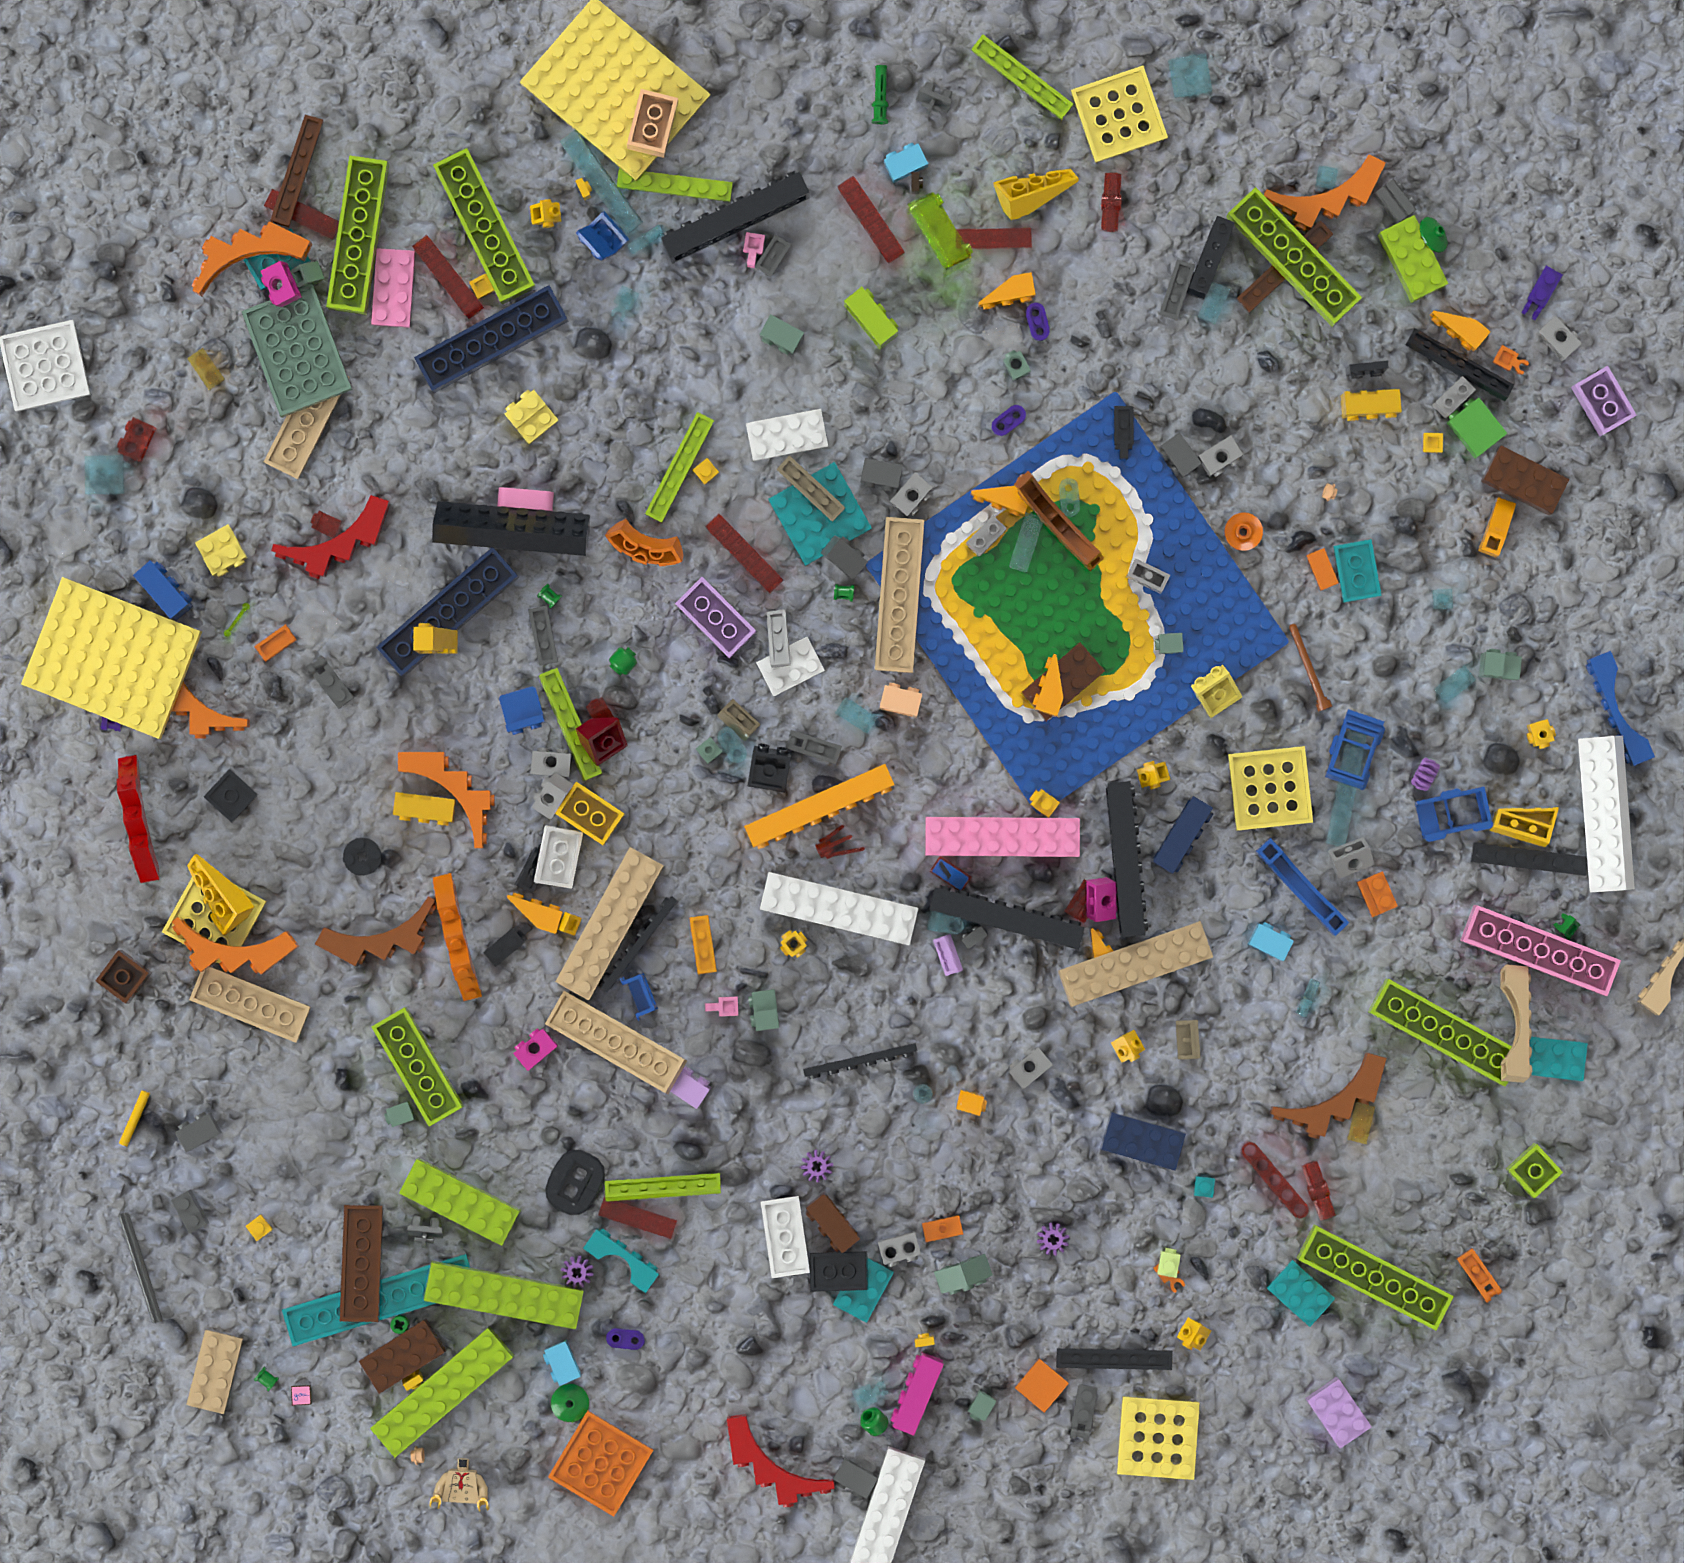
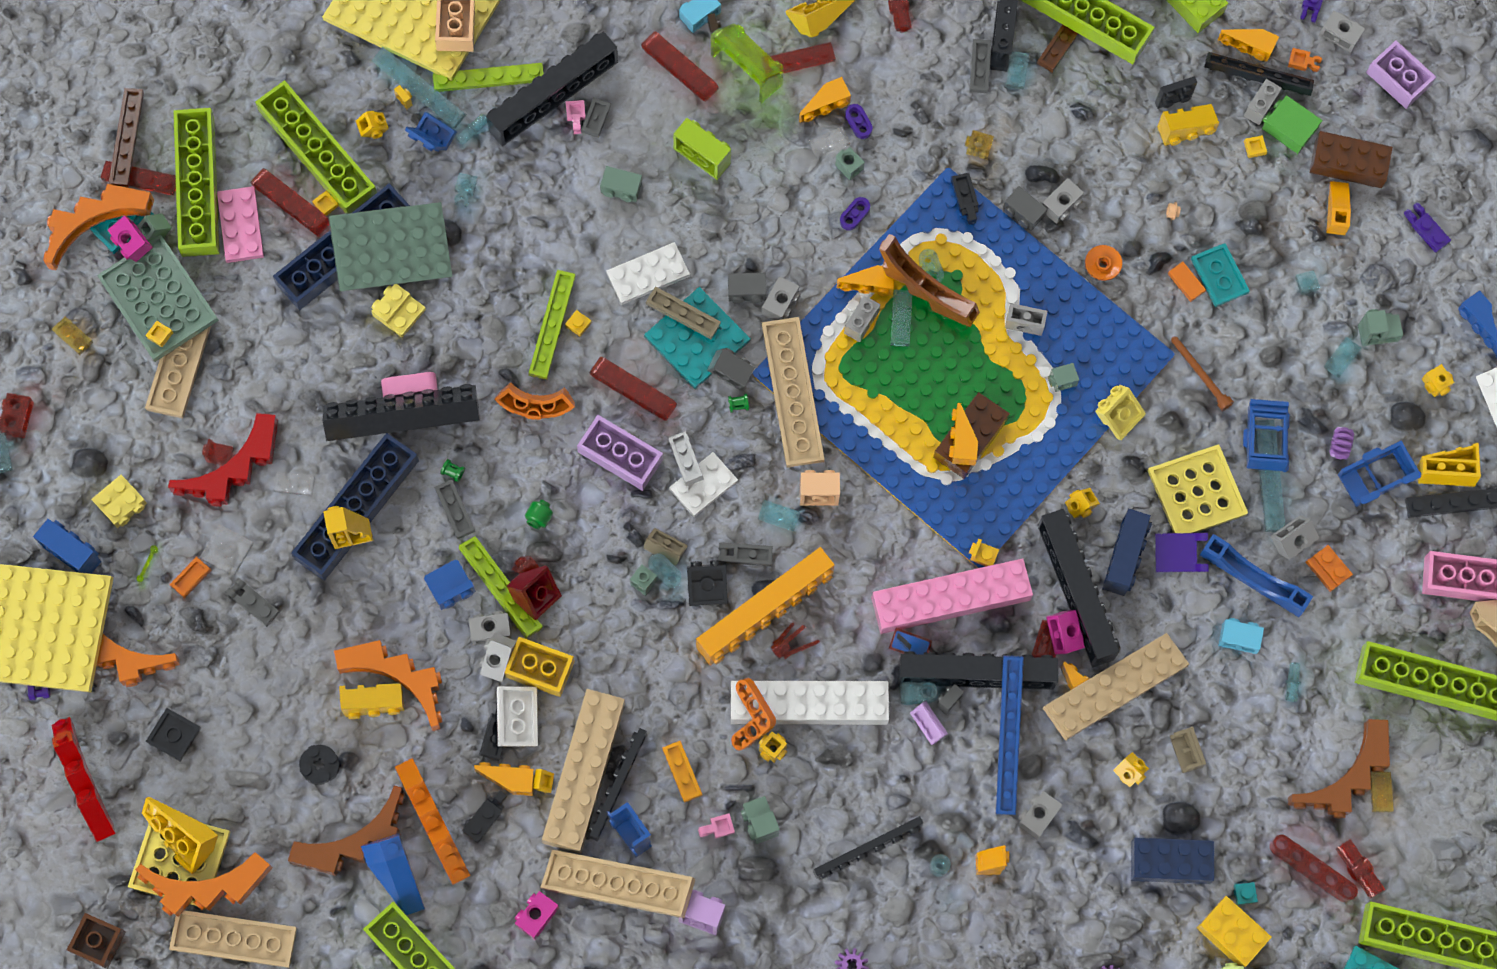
camera: 20 degrees left, 15 degrees down
(291, 393) = (159, 334): none -> yellow plate
(410, 973) = (392, 868): none -> blue wedge
(536, 352) = (390, 246): none -> sand green plate
(783, 918) = (758, 719): none -> orange beam
(1020, 987) = (1009, 735): none -> blue tile
(1161, 375) = (982, 151): none -> clear yellow brick
(1181, 1221) = (1234, 932): none -> yellow brick
(1234, 845) = (1178, 552): none -> dark purple flag
(1582, 570) = (1427, 228): none -> dark purple hinge

